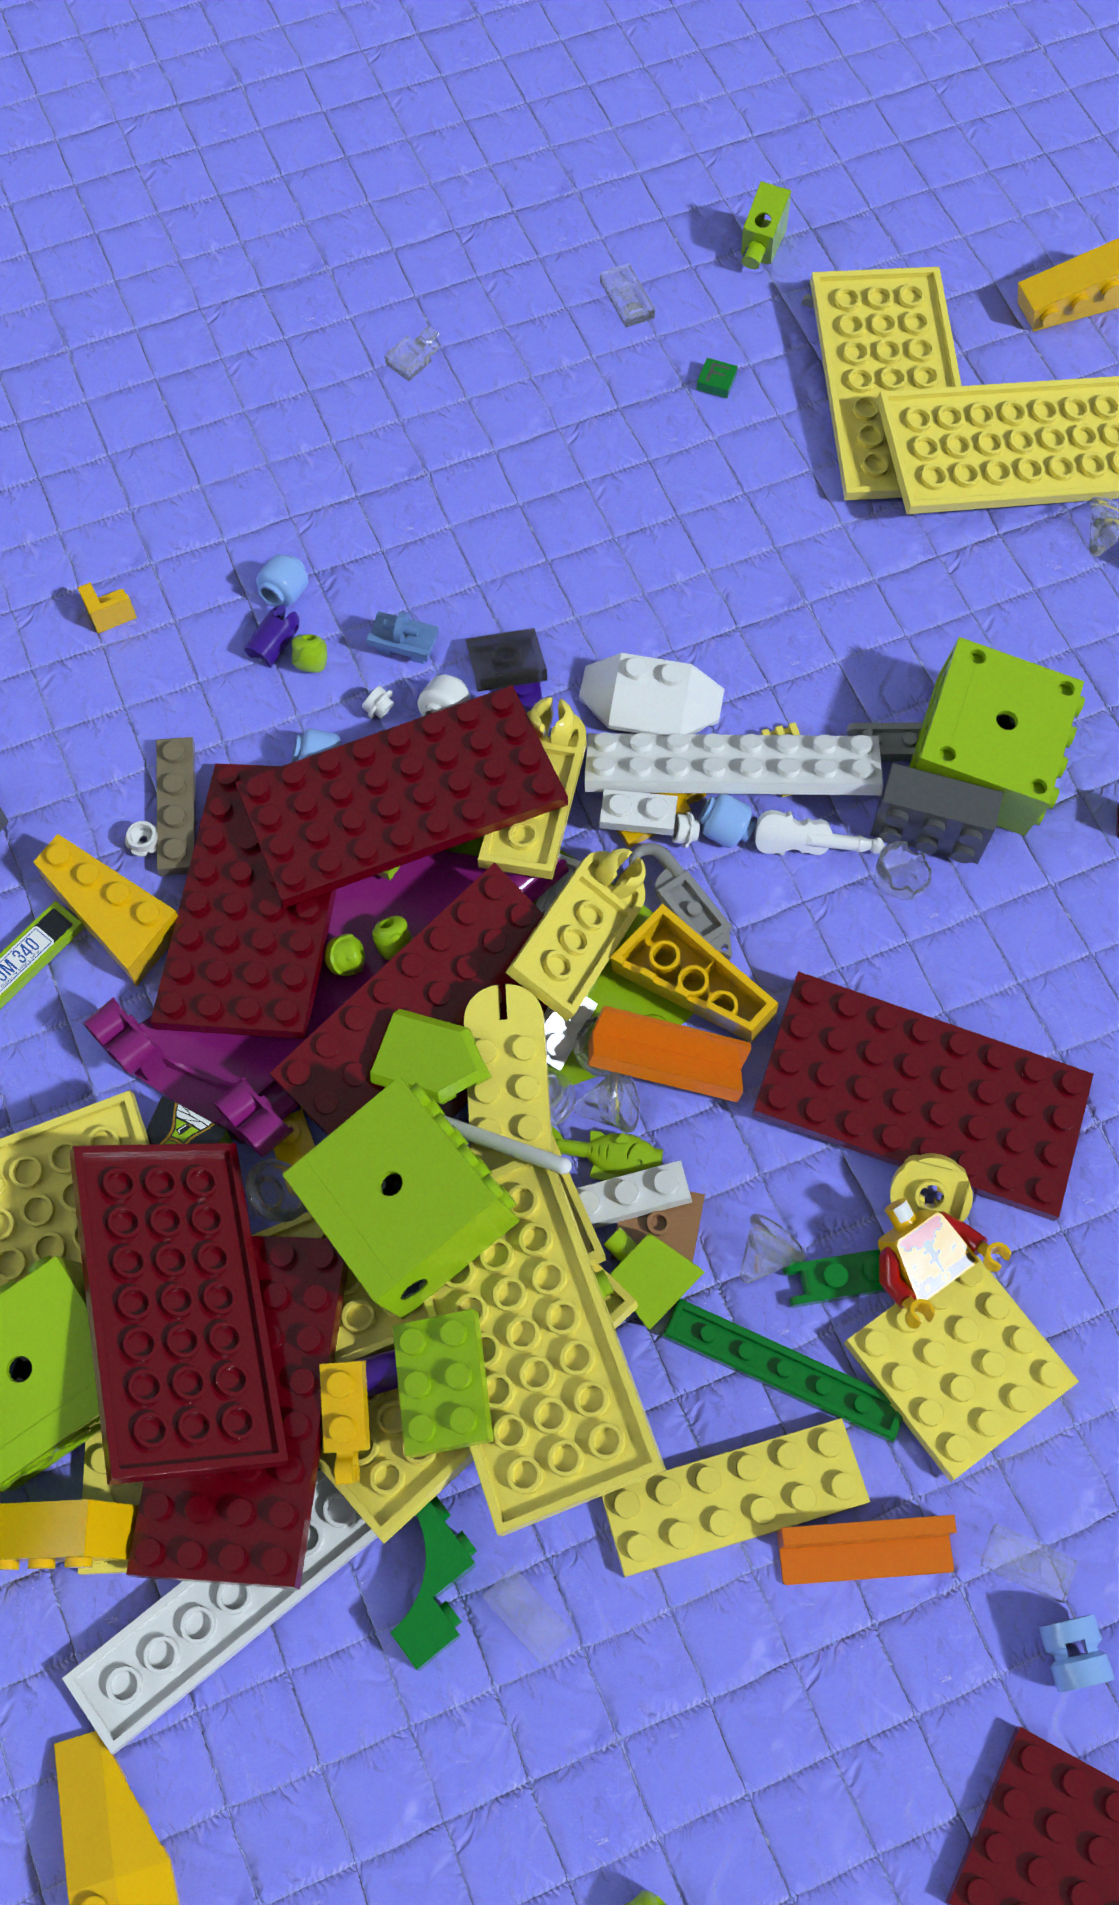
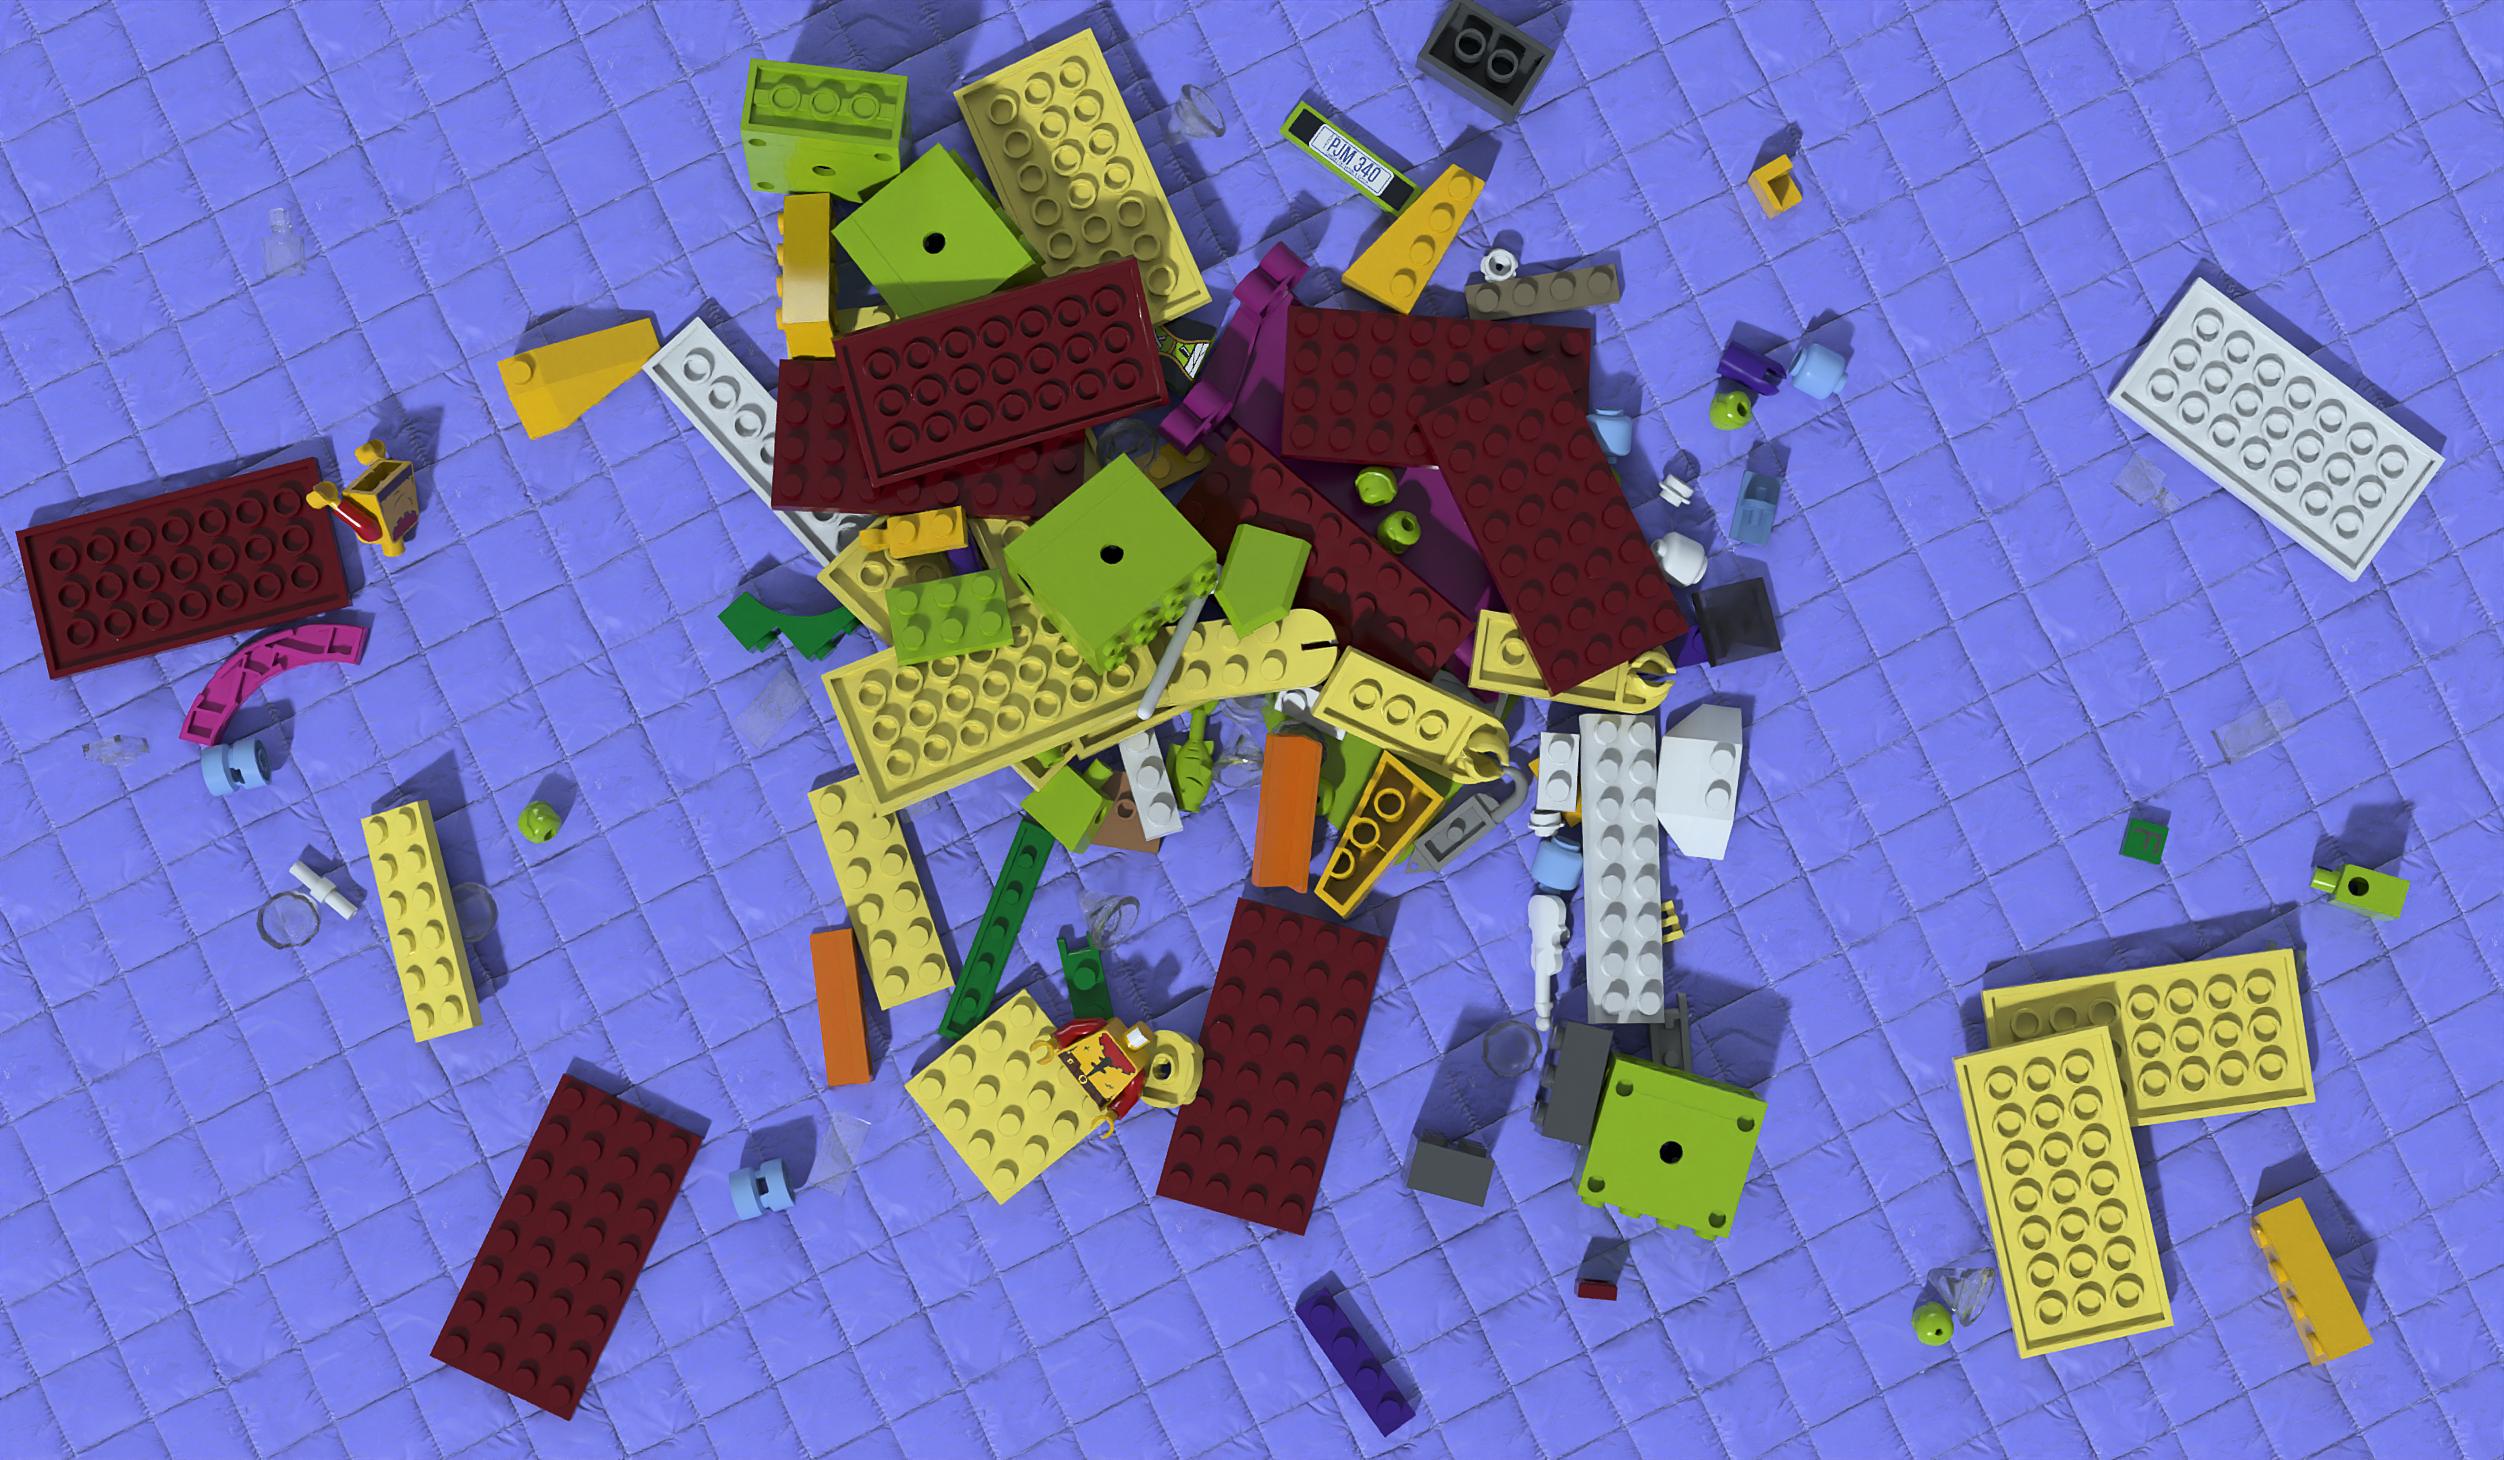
camera: 85 degrees right, 20 degrees up
(374, 267) = (2275, 429): none -> white plate
(1026, 921) = (1447, 1168): none -> dark grey brick

